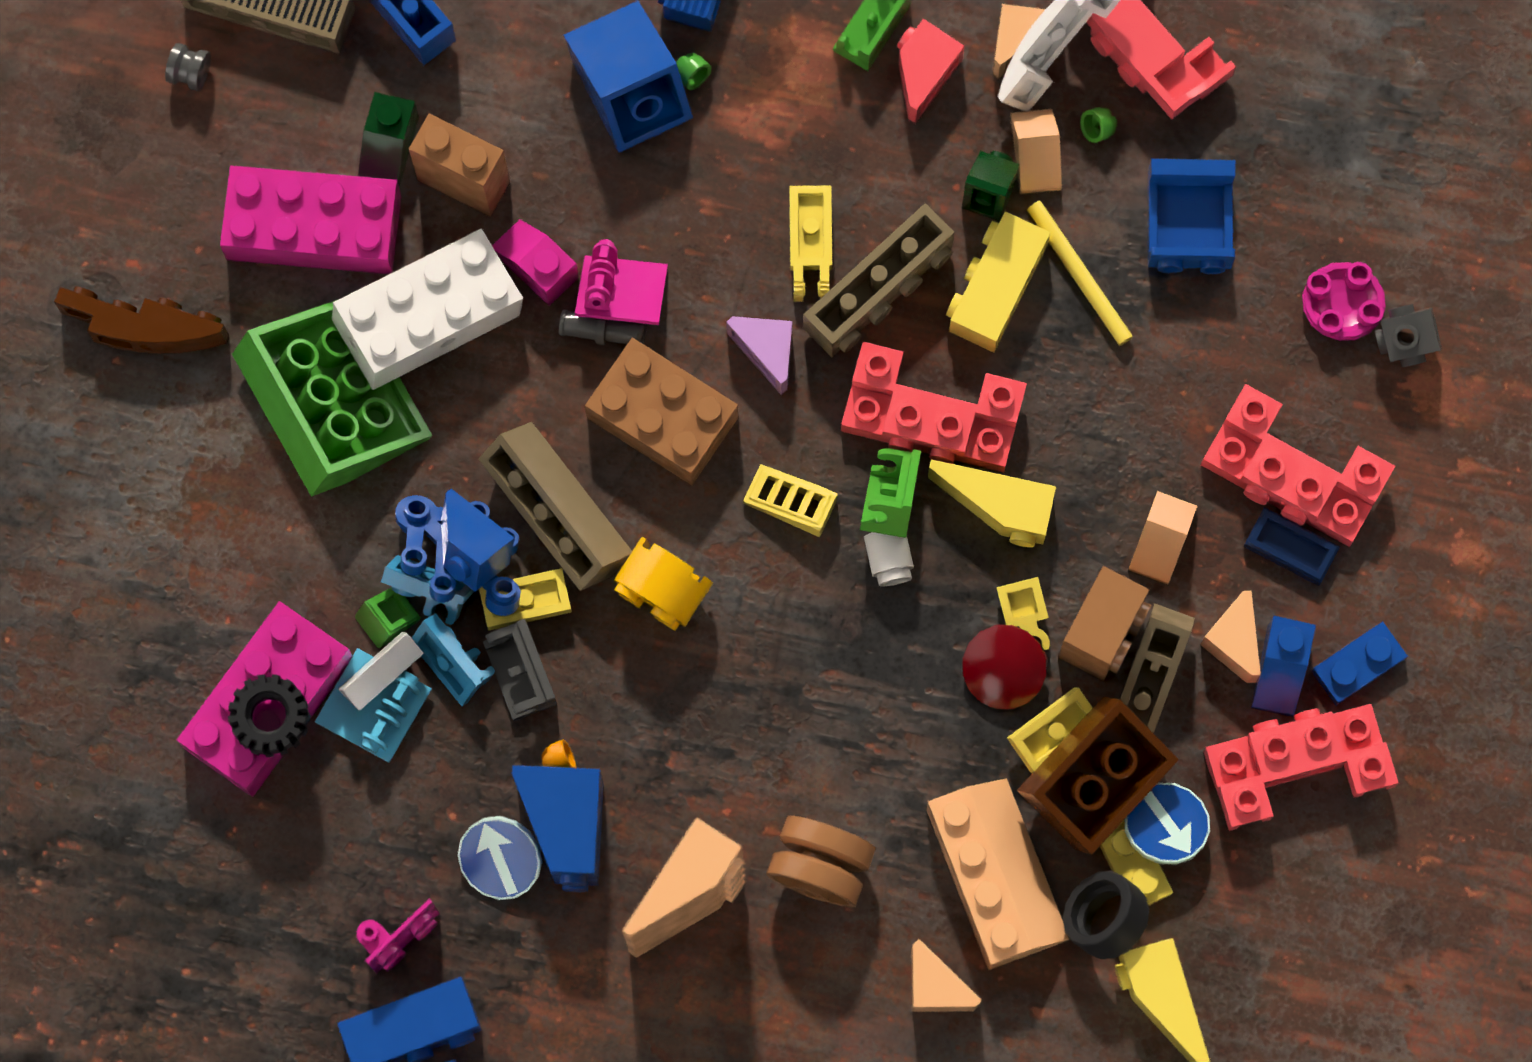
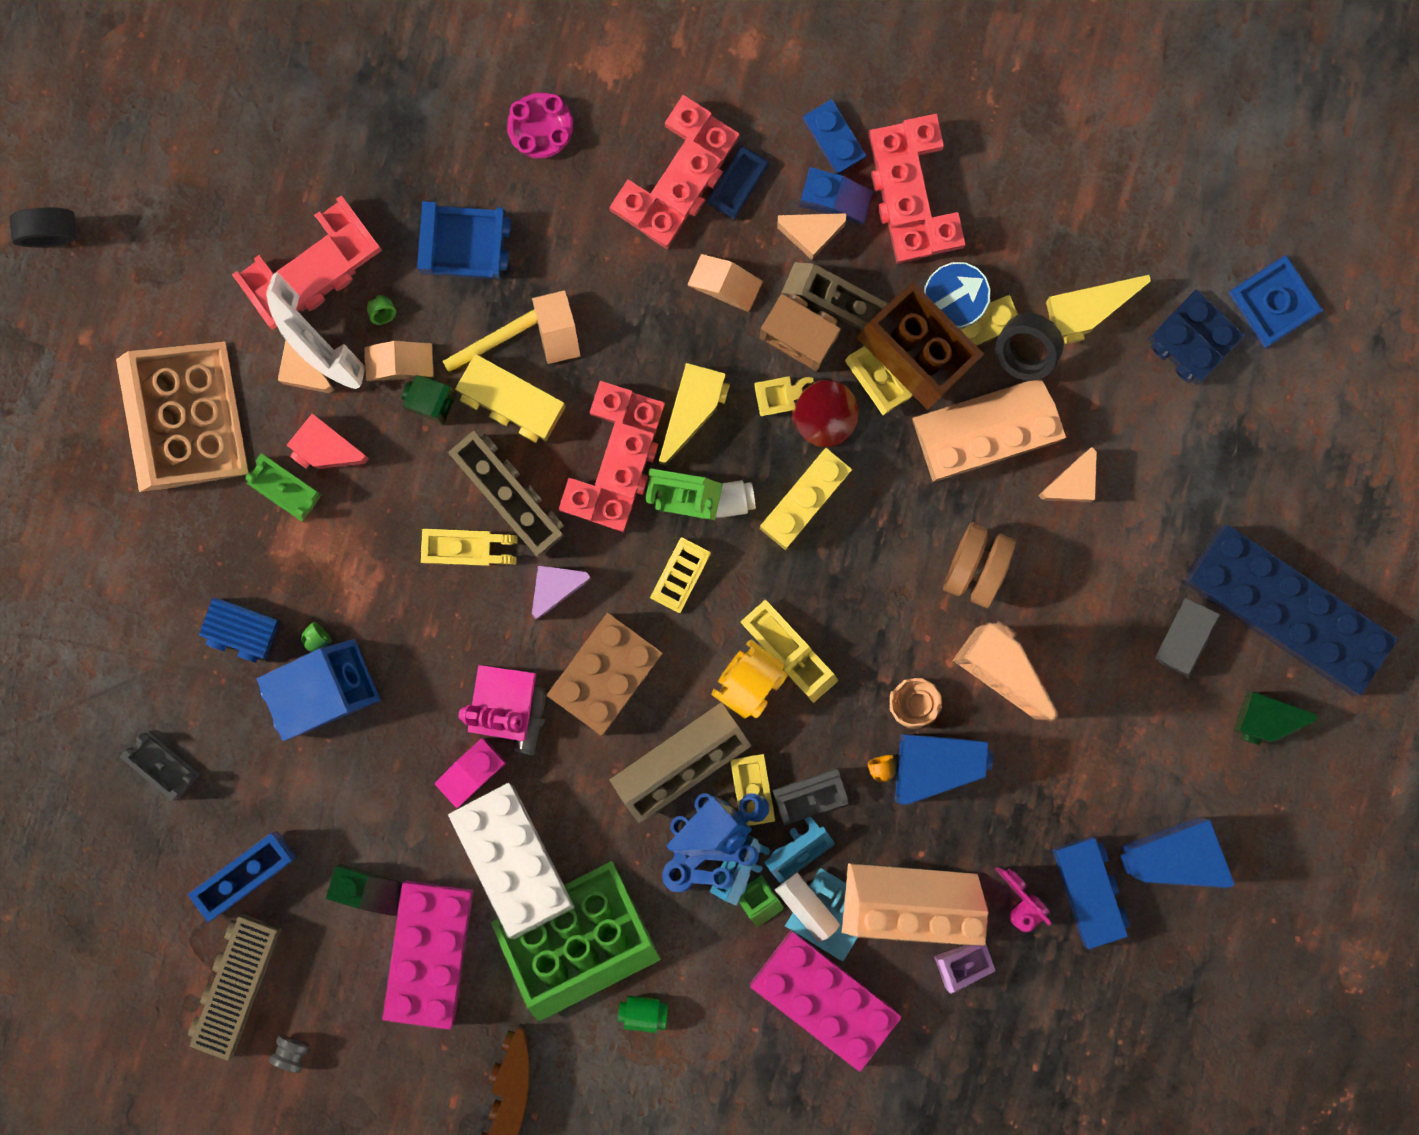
camera: 90 degrees left, 10 degrees up
(243, 479) = (643, 1014): none -> green brick
(269, 689) = (848, 1018): black tyre -> none
(312, 871) = (964, 966): none -> lavender slope
(387, 800) = (914, 905): none -> light nougat slope
(459, 164) = (392, 830): medium nougat brick -> none
(499, 857) = (960, 817): blue piece -> none
(641, 793) = (915, 703): none -> light nougat hair
(701, 638) = (785, 644): none -> light yellow slope
(894, 644) = (805, 498): none -> light yellow brick
(1091, 331) = (556, 327): none -> light nougat slope
(1425, 332) = (563, 72): dark grey brick -> none

